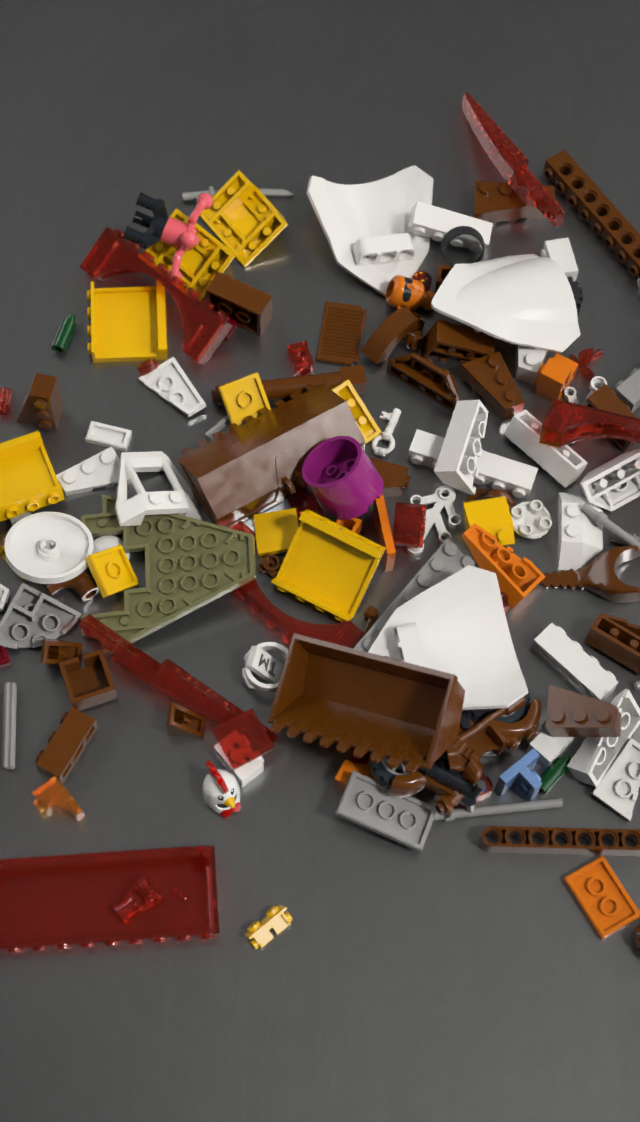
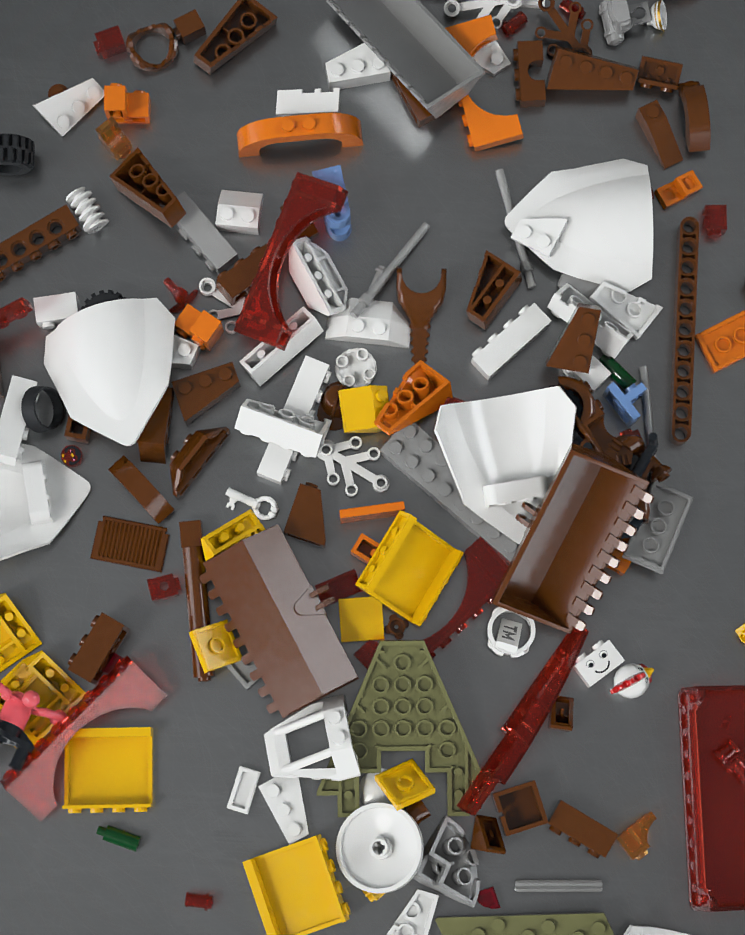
camera: 85 degrees left, 15 degrees up
(42, 403) = (212, 862): reddish brown wedge -> none
(147, 366) = (165, 747): clear red tile -> none
(174, 386) = (189, 720): white wing -> none
(243, 739) = (586, 657): clear red tile -> none
(342, 477) = (324, 548): magenta brick -> none
(372, 614) = (452, 529): reddish brown hand -> none
(408, 293) = (94, 470): orange piece -> none
(409, 524) = (368, 487): clear red brick -> none
(414, 340) = (146, 467): reddish brown plate -> none

